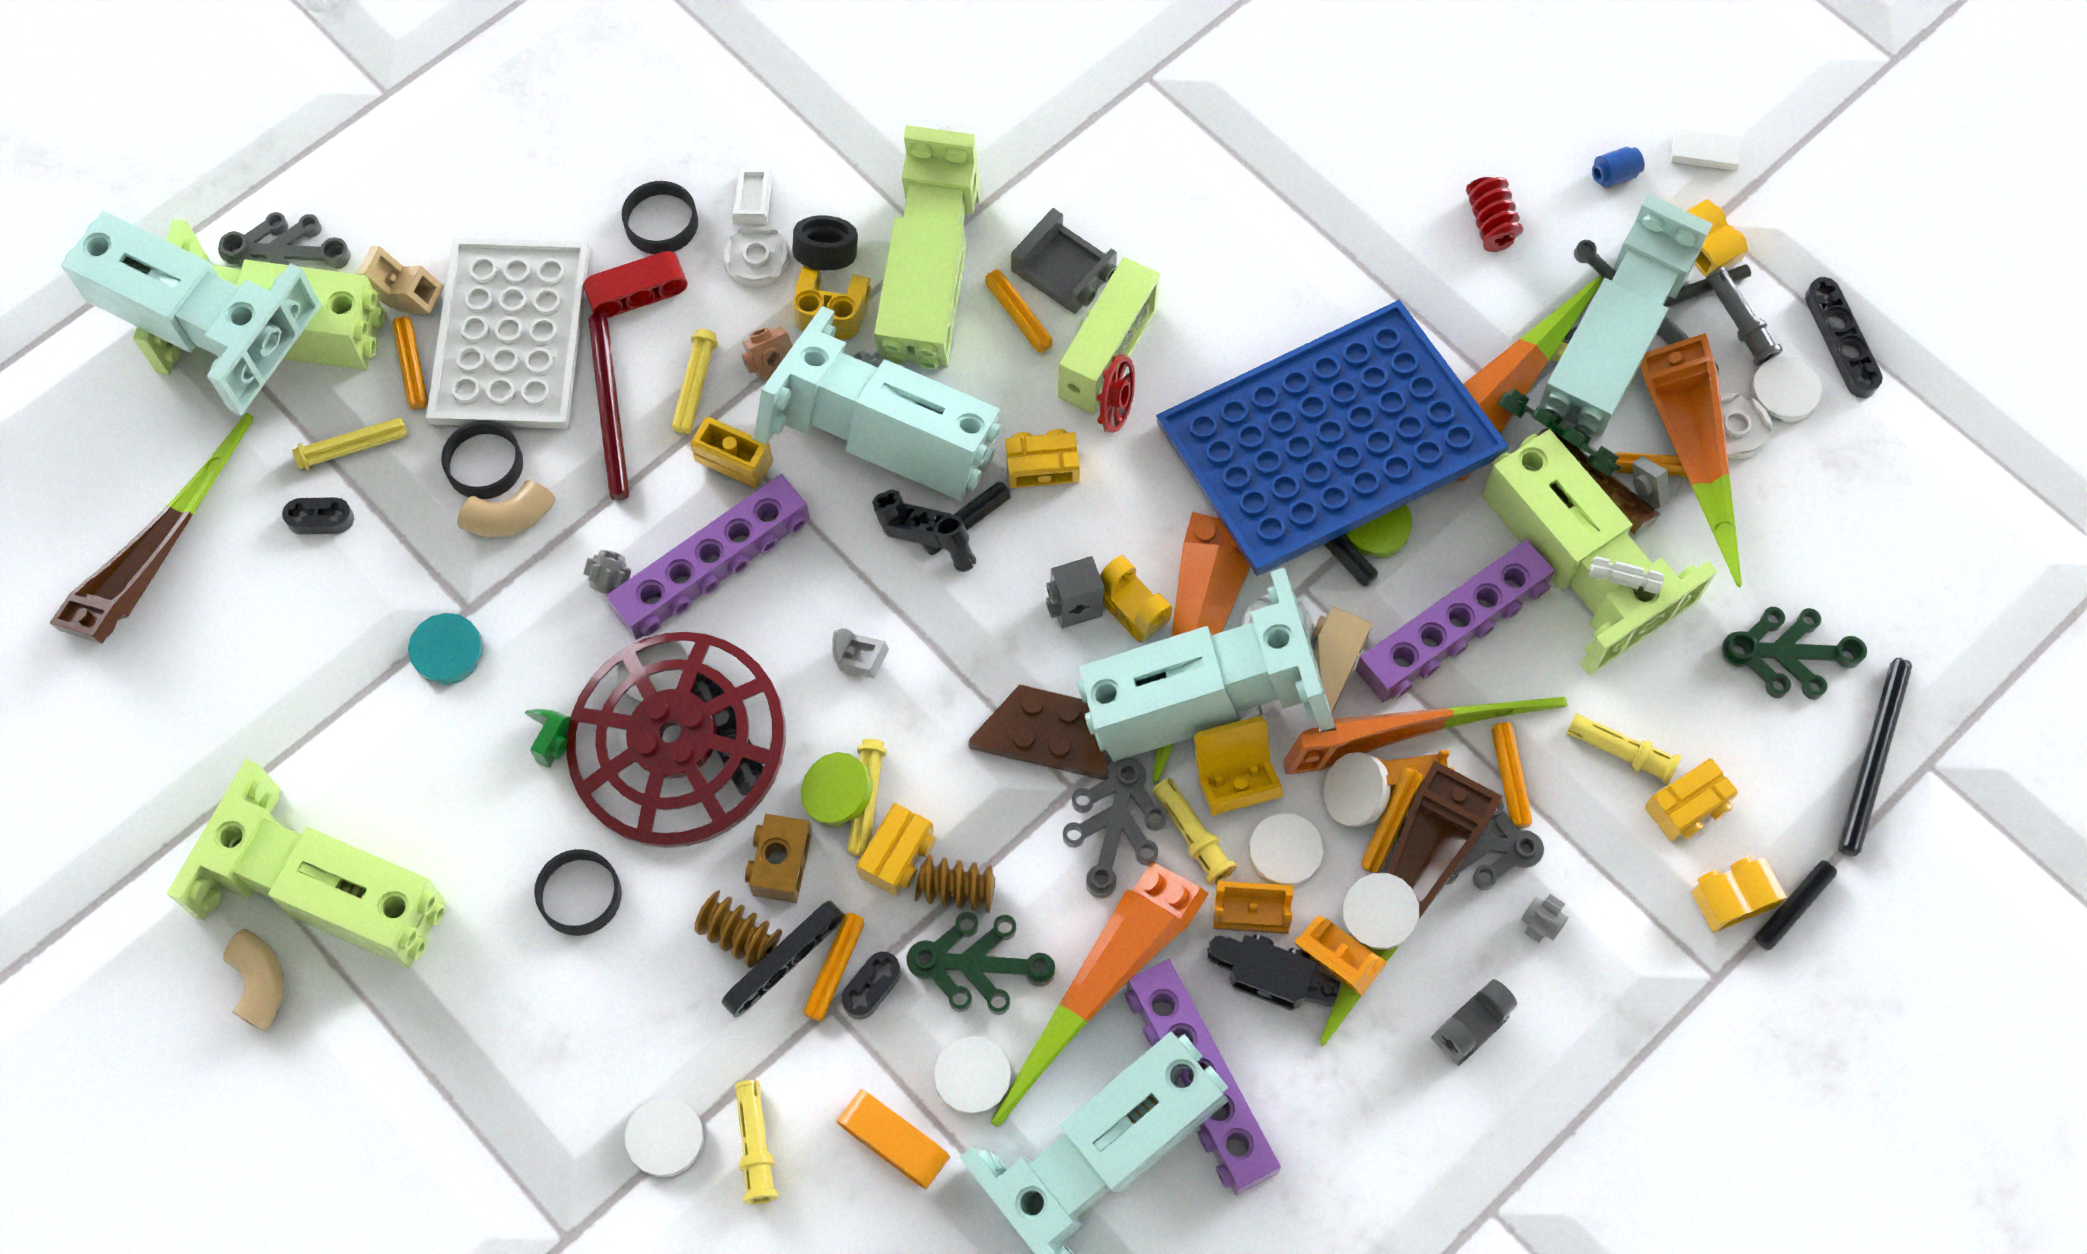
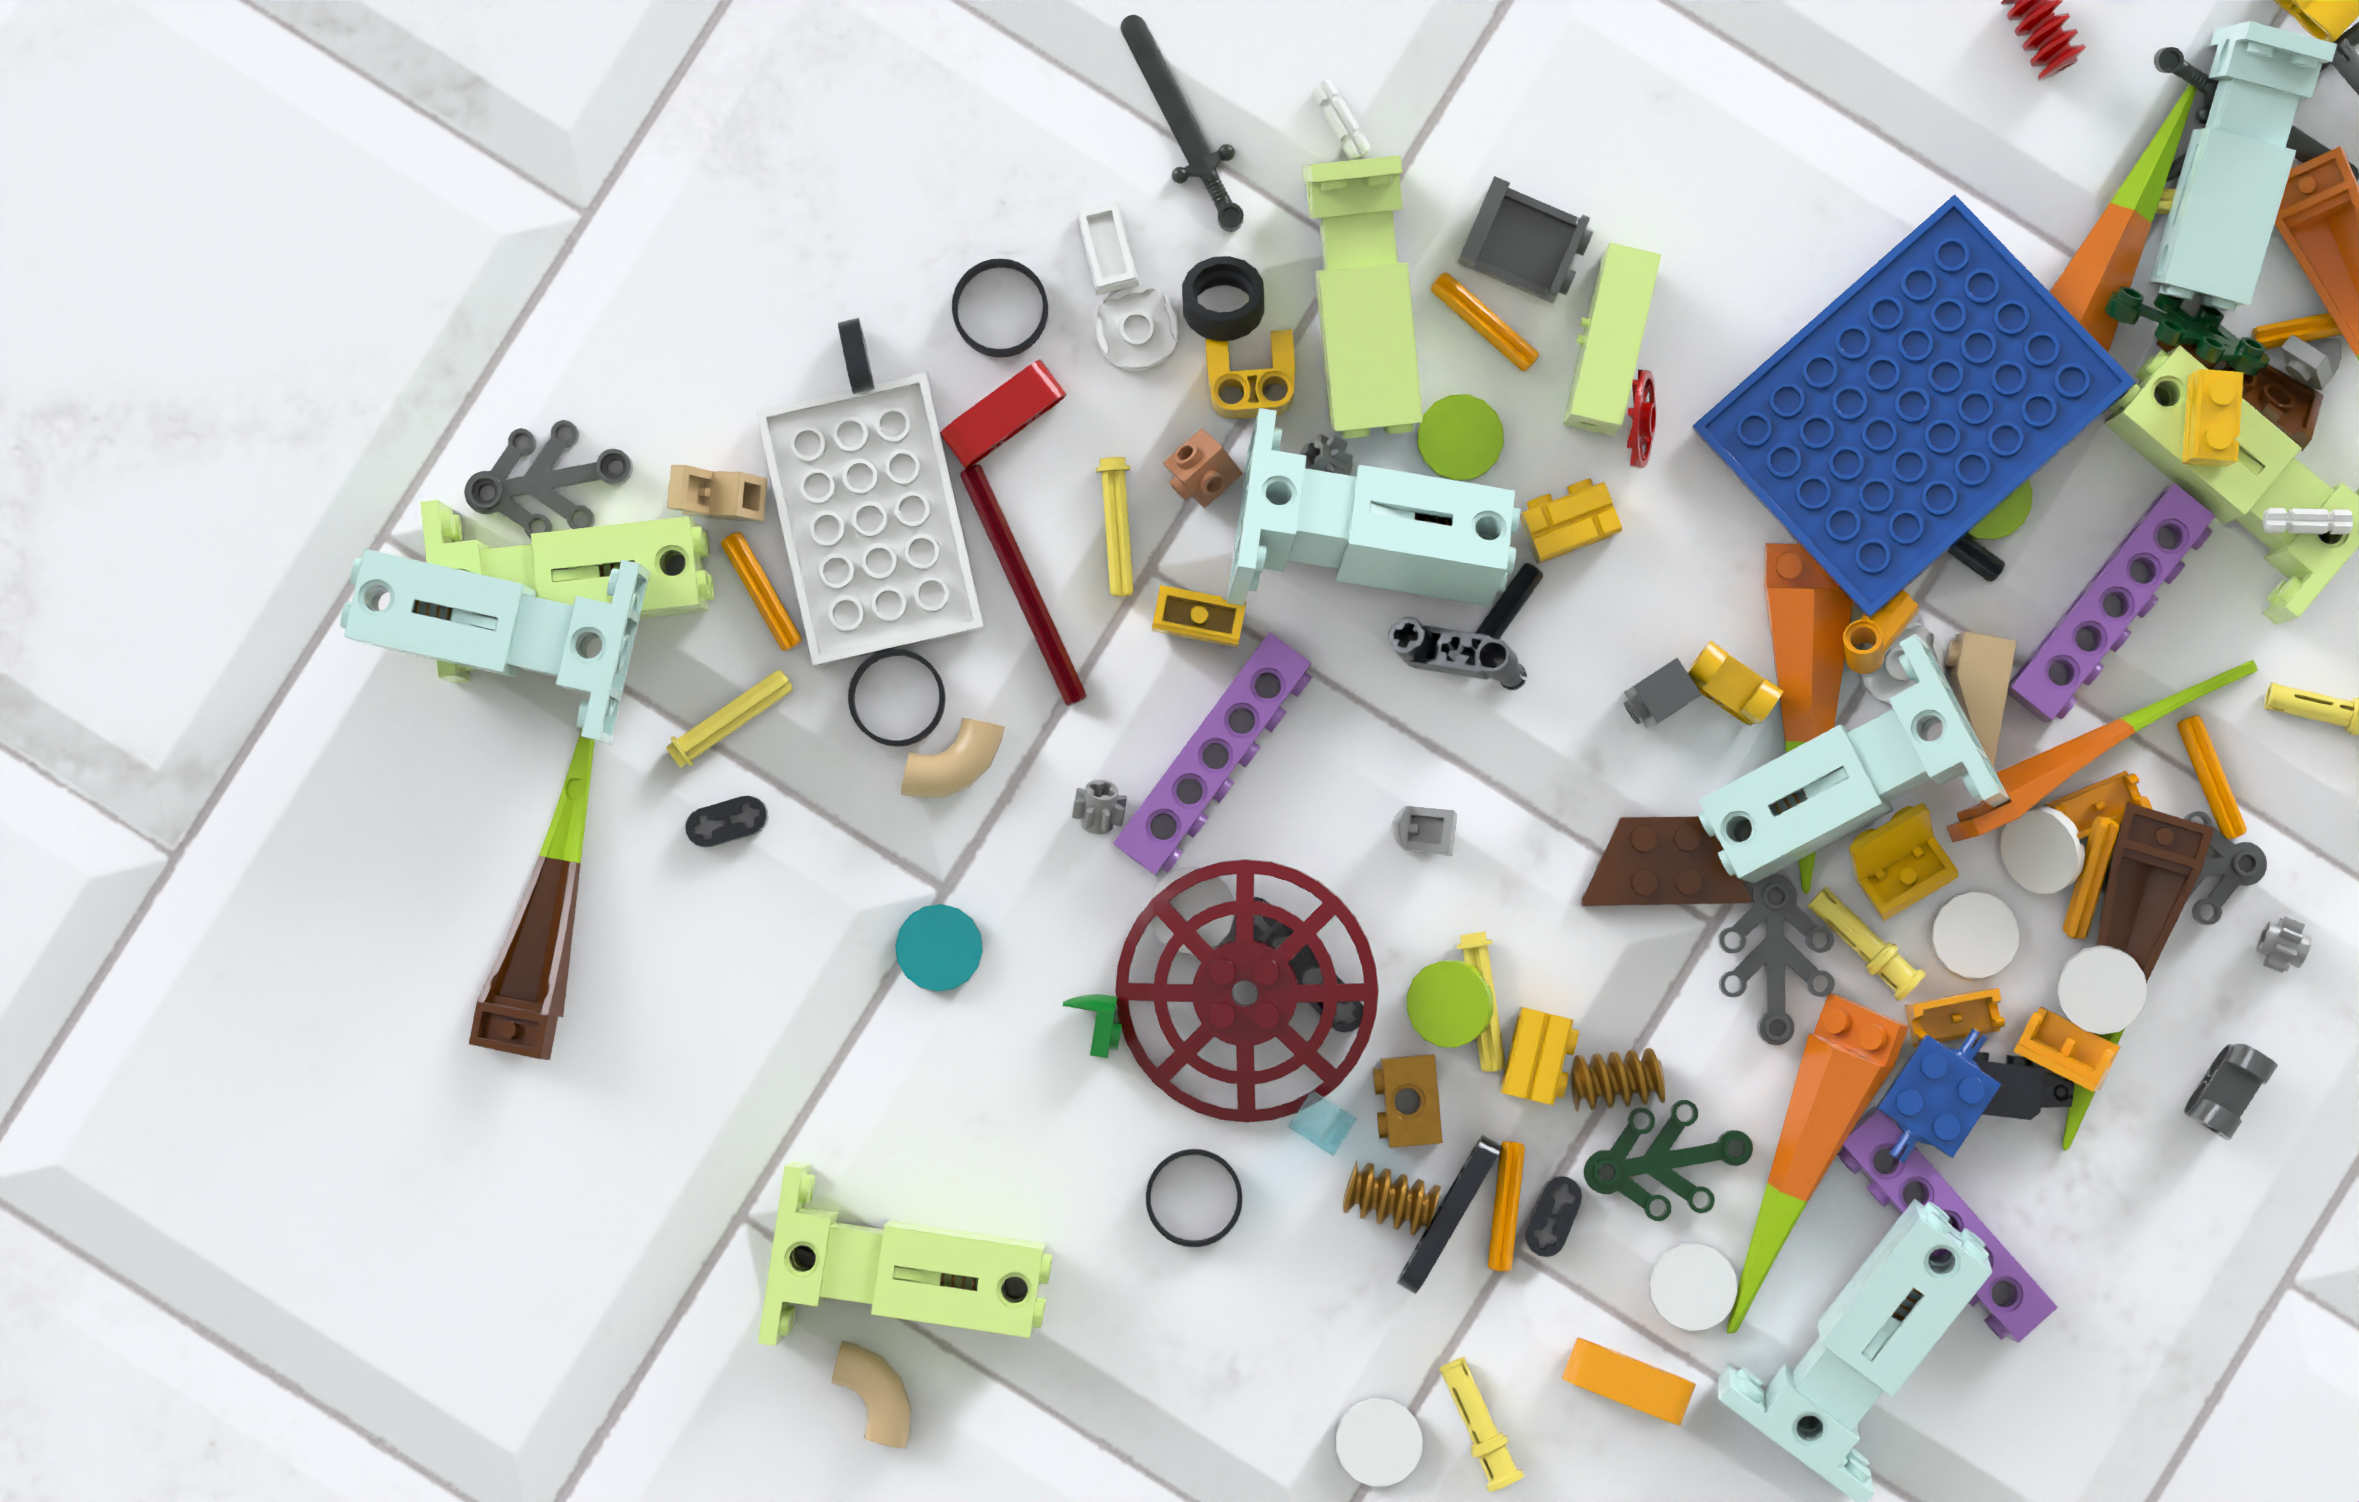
camera: 15 degrees left, 20 degrees up
(540, 218) = (856, 355): none -> black beam
(702, 856) = (1322, 1122): none -> clear light blue panel
(841, 159) = (1182, 122): none -> pearl dark grey sword
(979, 377) = (1460, 437): none -> lime tile
(1219, 958) = (1938, 1096): none -> blue plate
(1252, 593) = (1878, 631): none -> light orange piece
(1563, 477) = (2212, 418): none -> yellow brick

